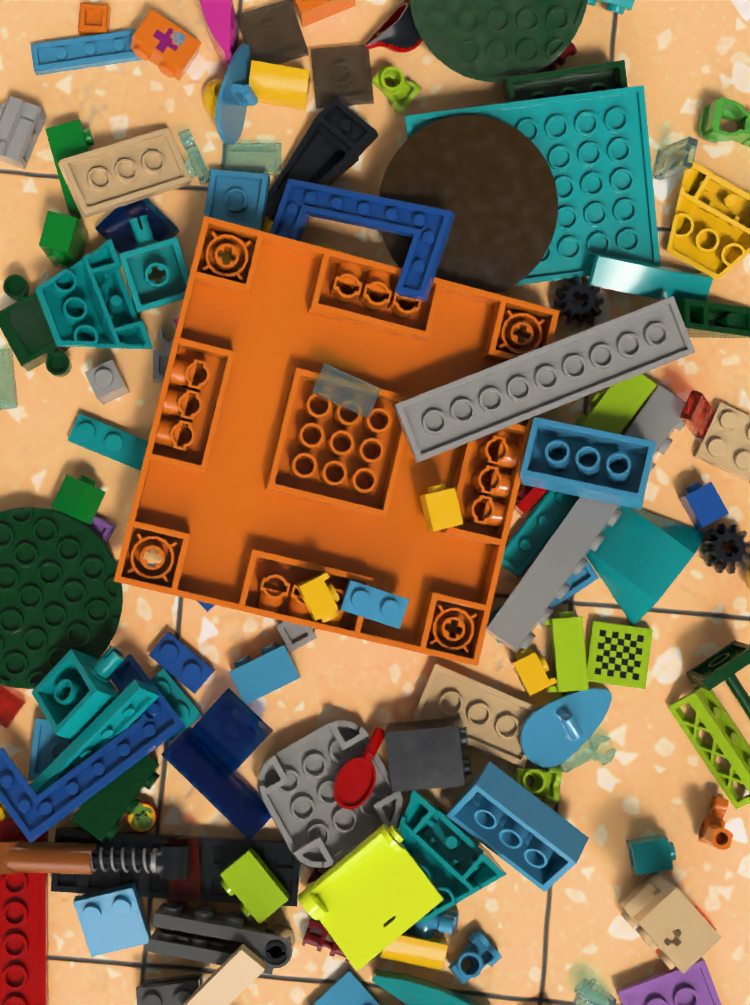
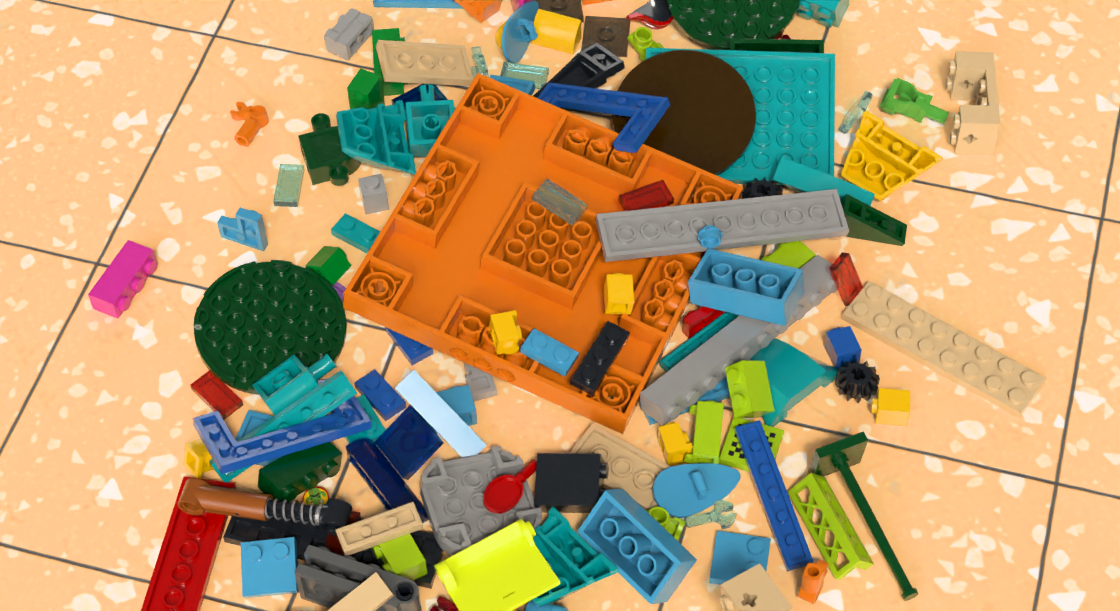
camera: 15 degrees right, 30 degrees down
(228, 873) = (379, 529): none -> tan tile
(261, 698) = (440, 415): none -> tile
(434, 596) = (600, 358): none -> black plate
(448, 361) = (647, 197): none -> clear red tile
(536, 408) = (710, 236): none -> dark azure plate
(609, 593) = (749, 389): none -> lime brick
(628, 805) = (737, 554): none -> dark azure plate
(653, 719) = (773, 496): none -> blue tile

